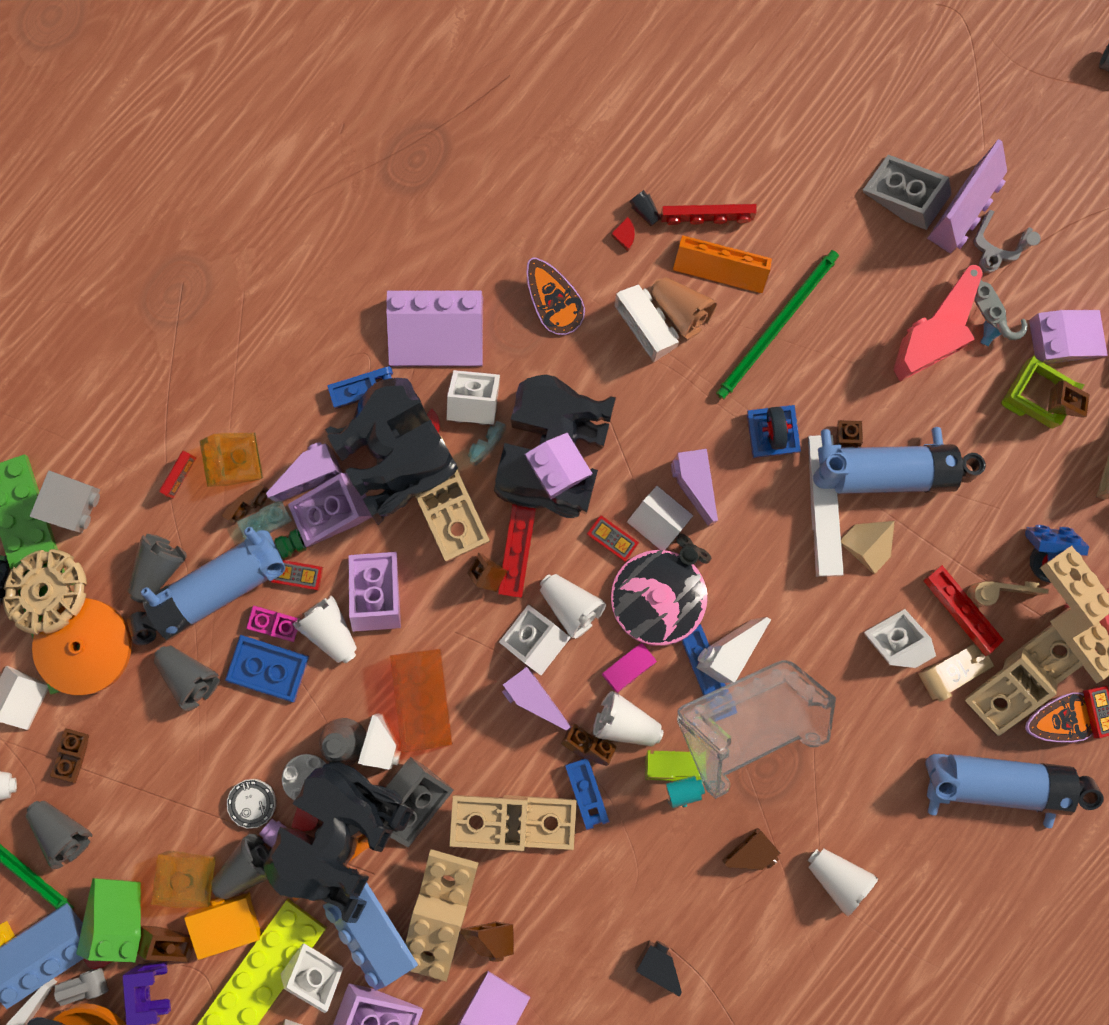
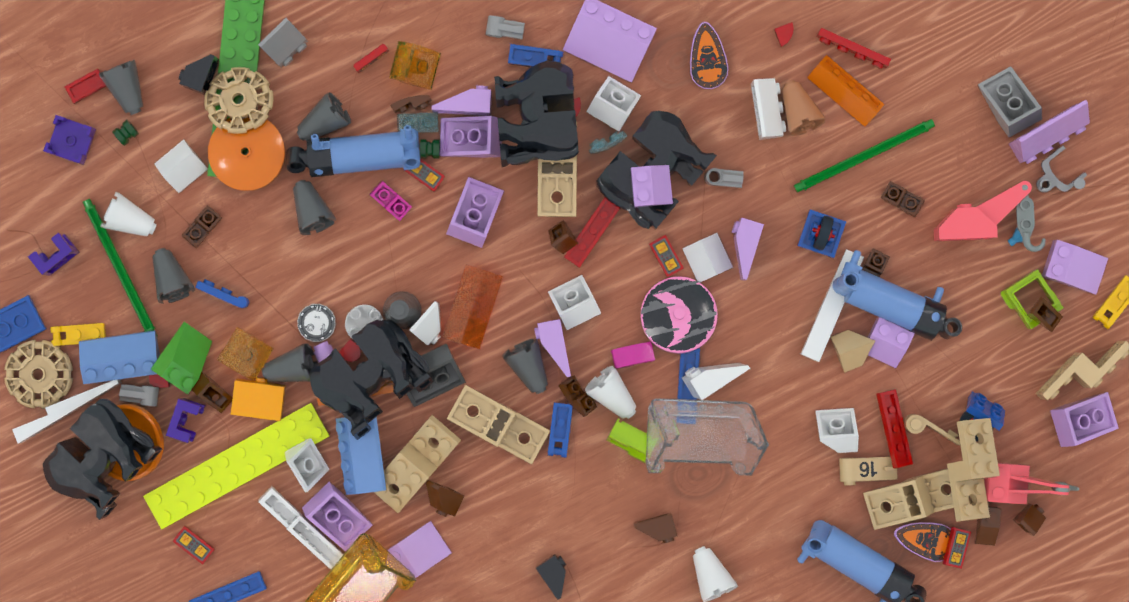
camera: 25 degrees right, 5 degrees up
(128, 822) = (223, 294): none -> blue plate
(267, 668) = (371, 231): blue tile -> none
(306, 373) = (499, 28): none -> light grey piece
(328, 630) = (429, 224): white cone -> none
(515, 736) = (528, 365): none -> dark grey cone
(571, 604) = (613, 289): white cone -> none
(637, 420) = (726, 178): none -> light grey piece
(645, 207) = (808, 19): black cone -> none
(684, 791) = (630, 459): teal door -> none
(691, 553) = (717, 292): pearl dark grey piece -> none
(843, 351) = (902, 199): none -> reddish brown slope
(912, 515) = (890, 342): none -> lavender slope

